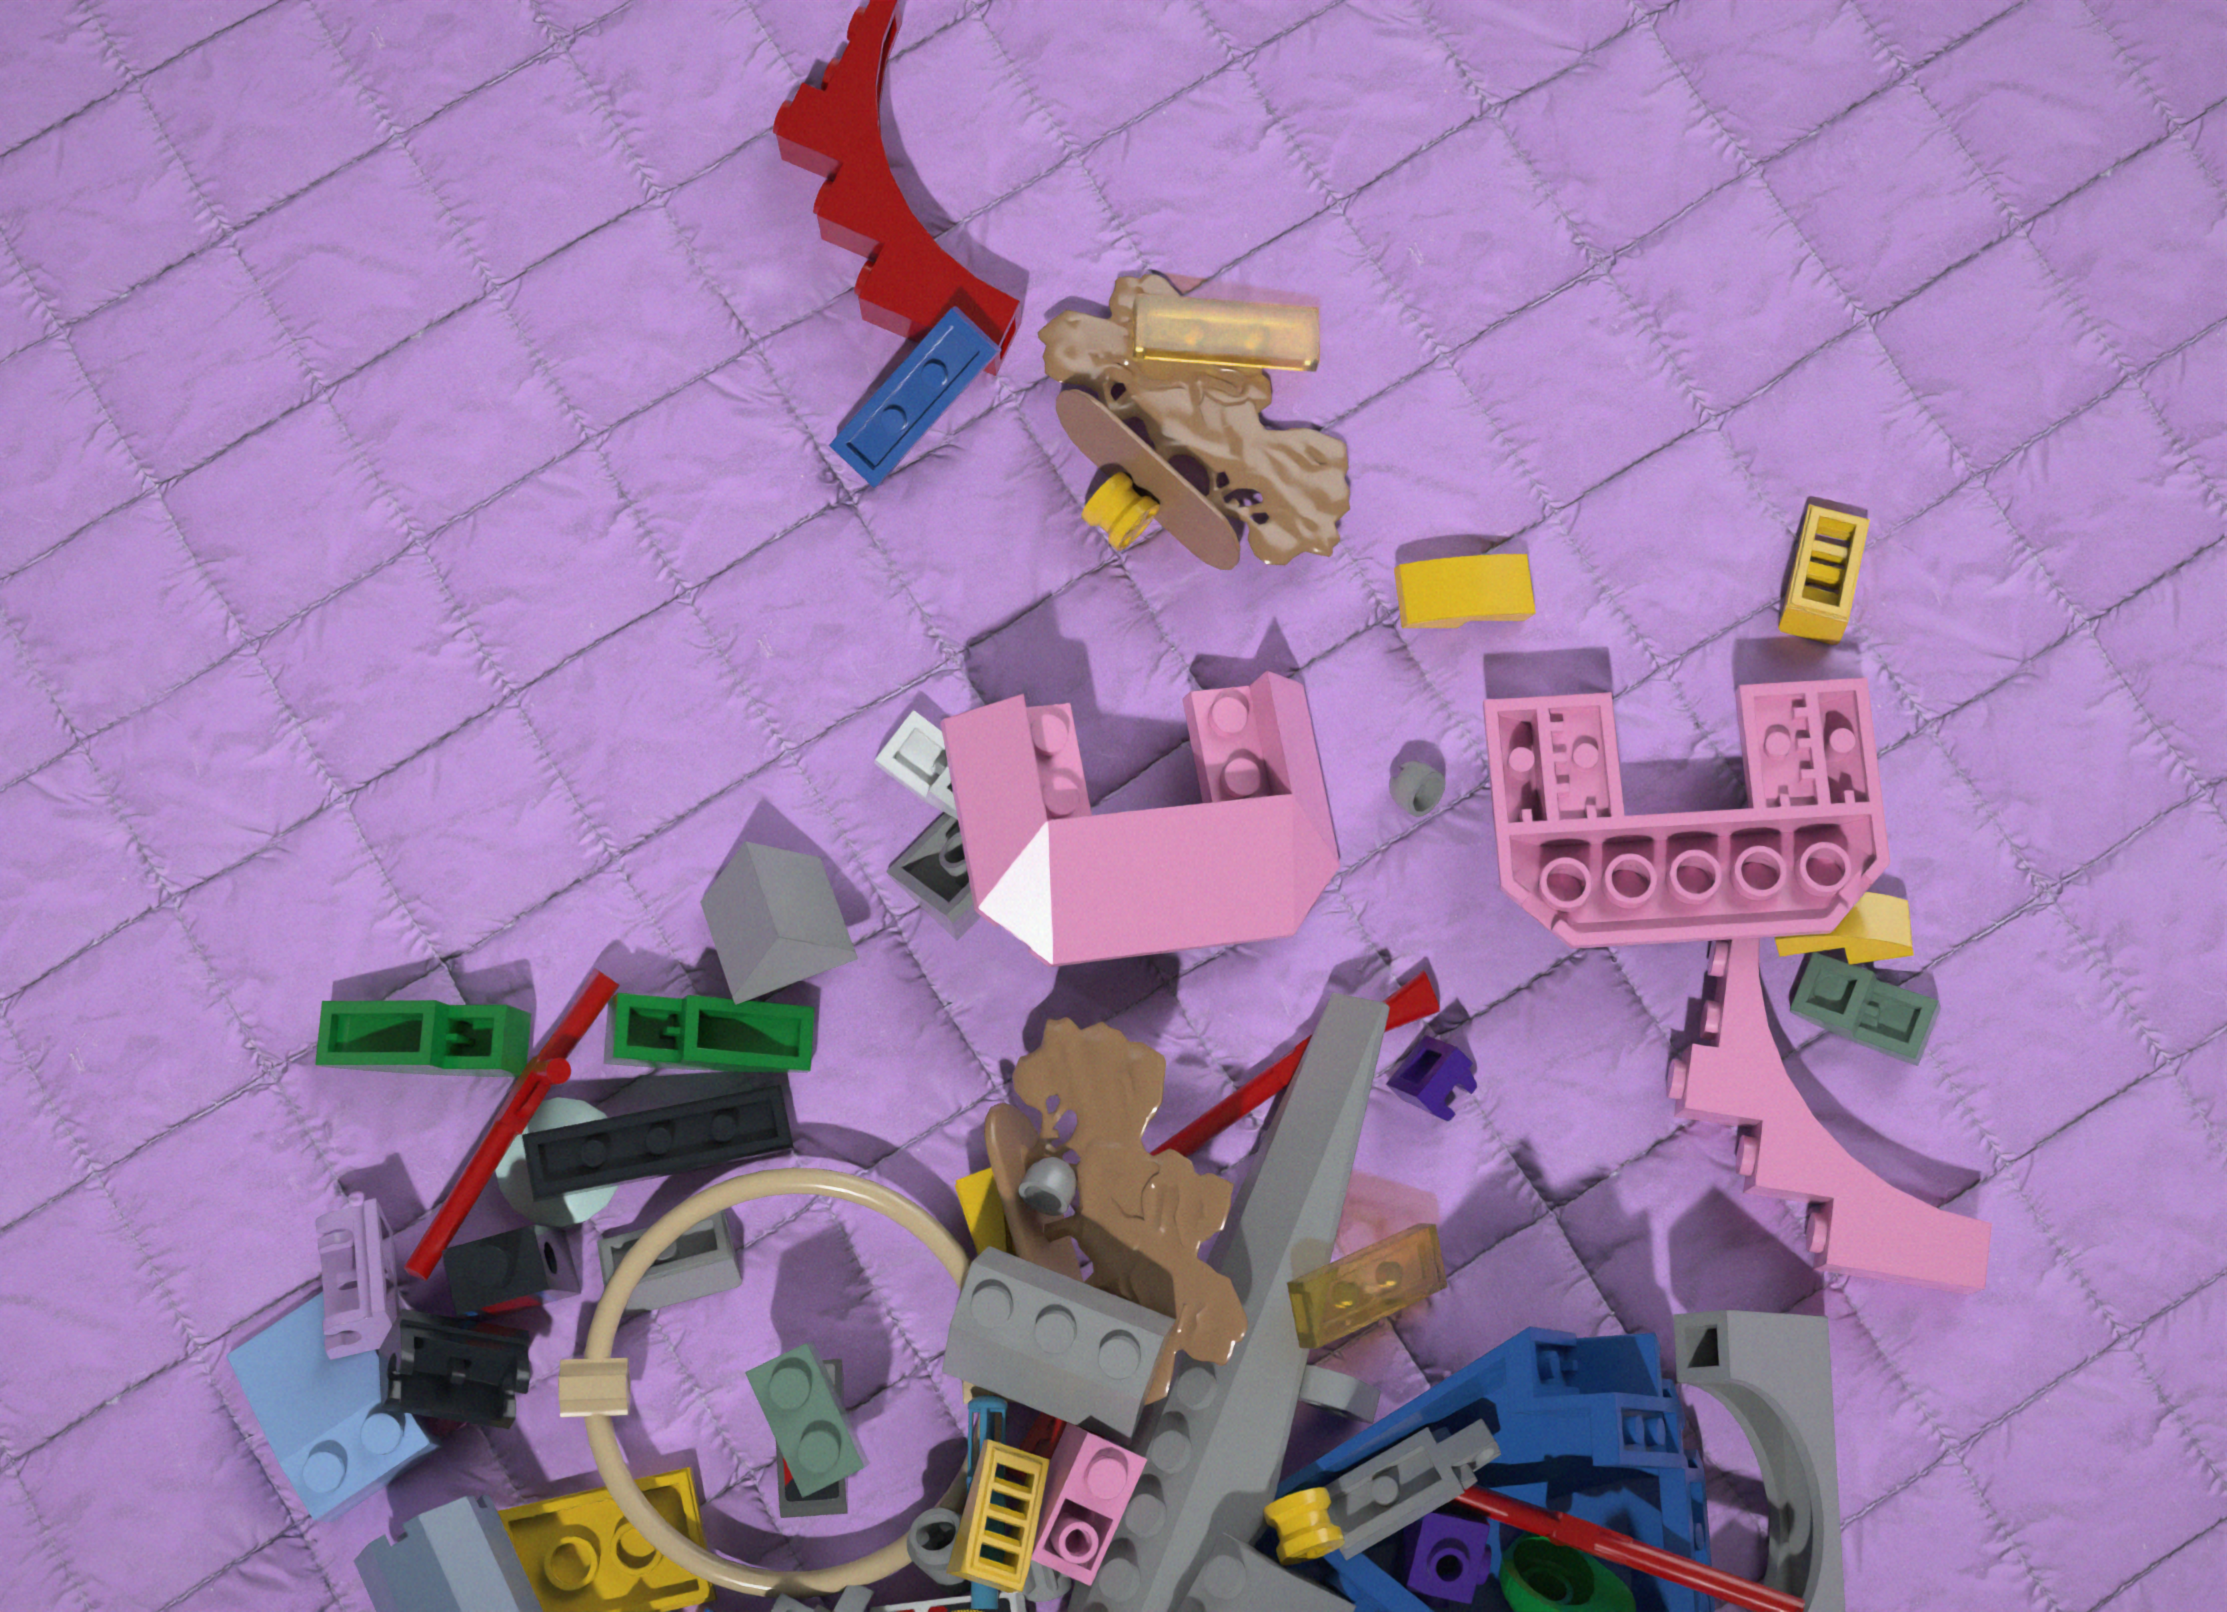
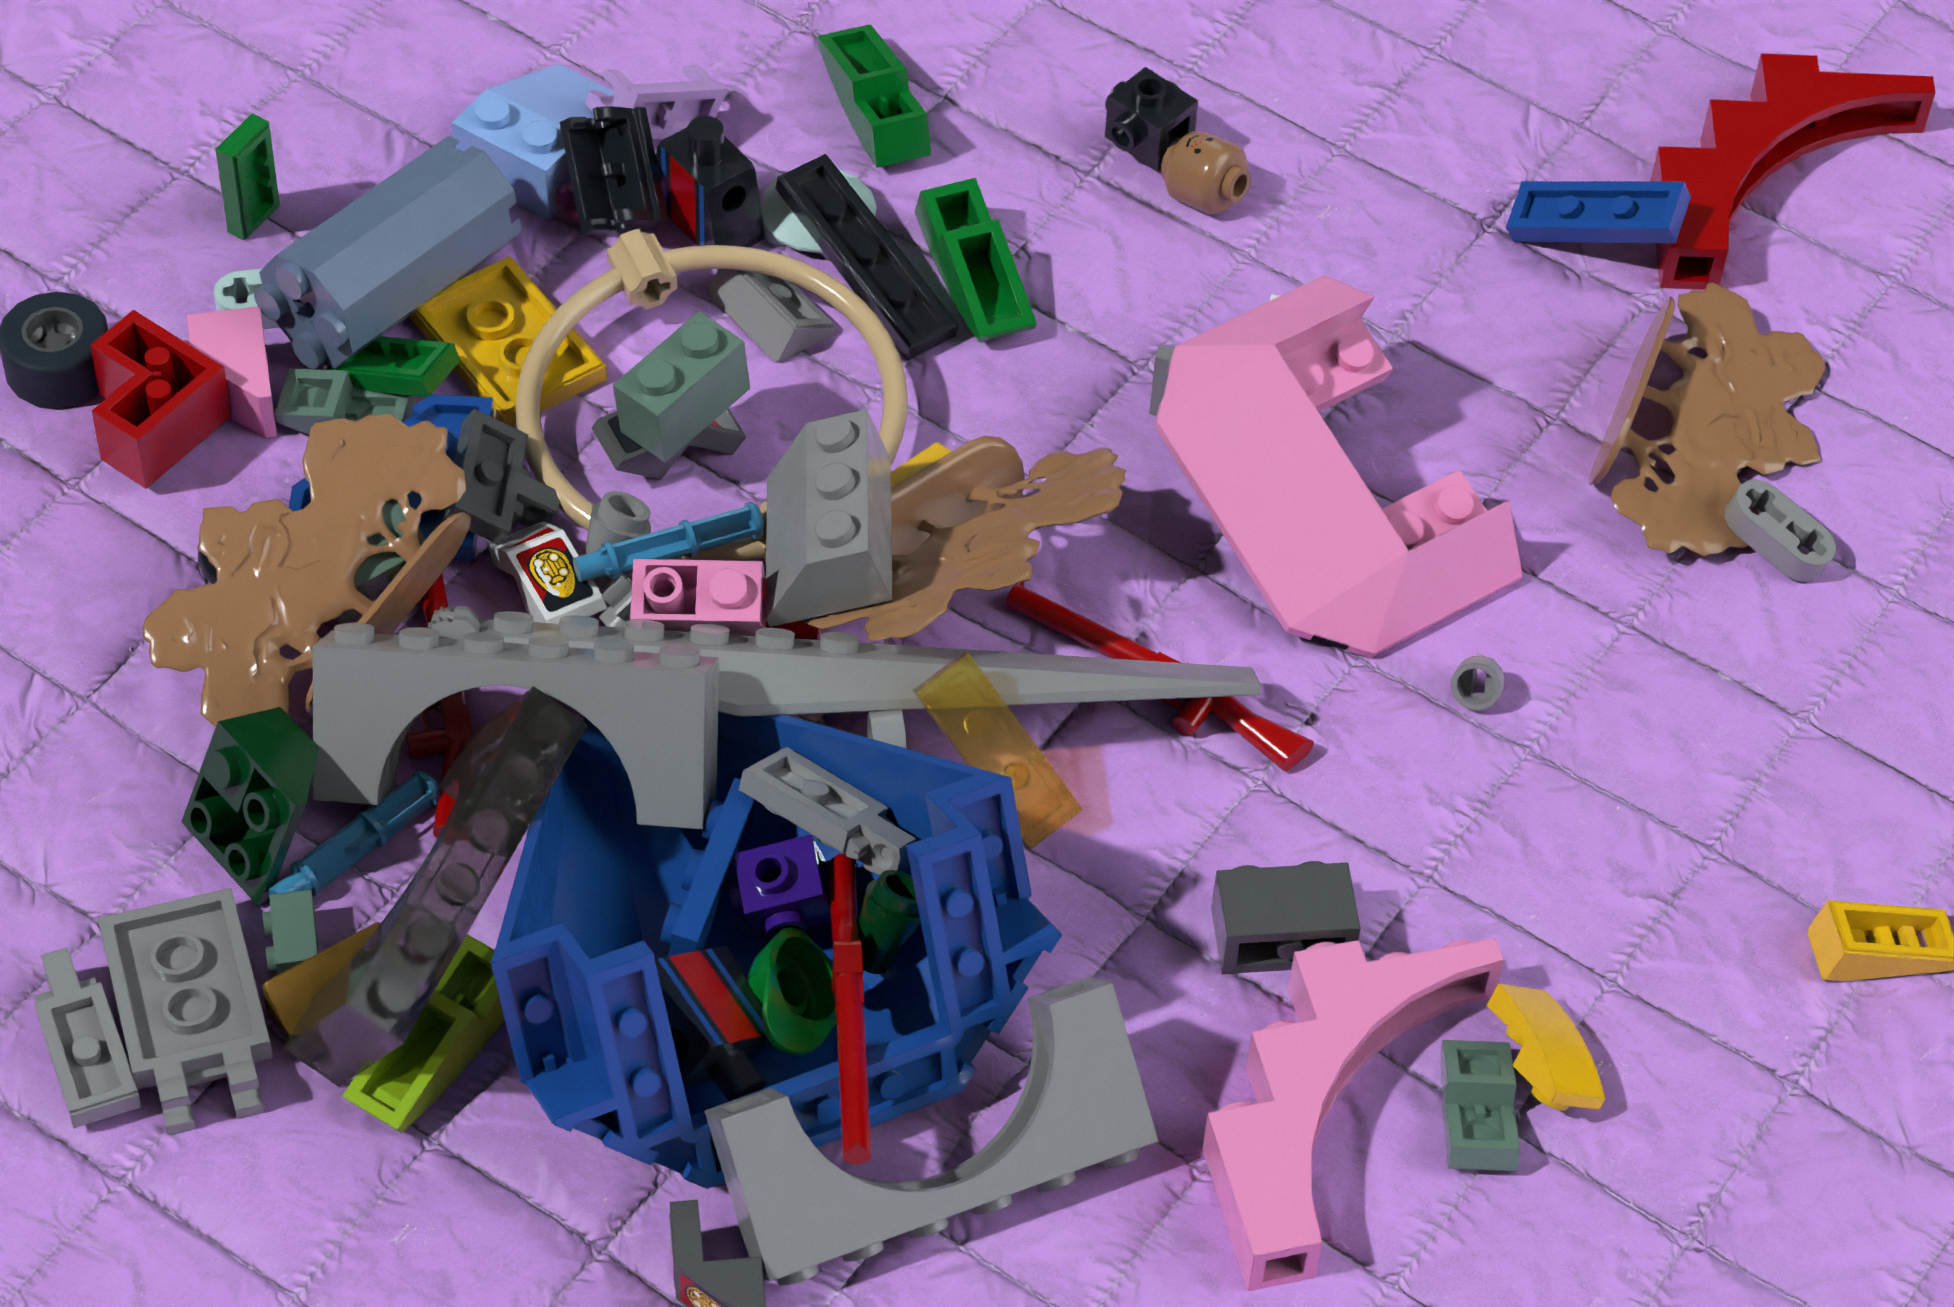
camera: 65 degrees right, 25 degrees down
(523, 1100) = (879, 167): red piece -> none
(592, 774) = (1148, 116): none -> black brick
(685, 749) = (1206, 172): none -> medium nougat head
(774, 920) = (1099, 268): light grey slope -> none
(1018, 1548) = (618, 511): yellow slope -> none
(1049, 1186) = (965, 492): light grey hinge -> none
(1120, 511) = (1593, 390): yellow wheel -> none
(1226, 332) = (1803, 414): clear yellow tile -> none
(1303, 1526) = (753, 727): yellow wheel -> none
(1348, 415) = (1780, 530): none -> light grey beam
(1430, 1076) = (1209, 762): dark purple tile -> none
(1464, 590) = (1686, 660): yellow slope -> none
(1531, 1465) = (887, 919): none -> dark green cone
(1618, 1091) = (1280, 910): none -> dark grey brick
(1756, 872) = (1481, 815): bright pink slope -> none

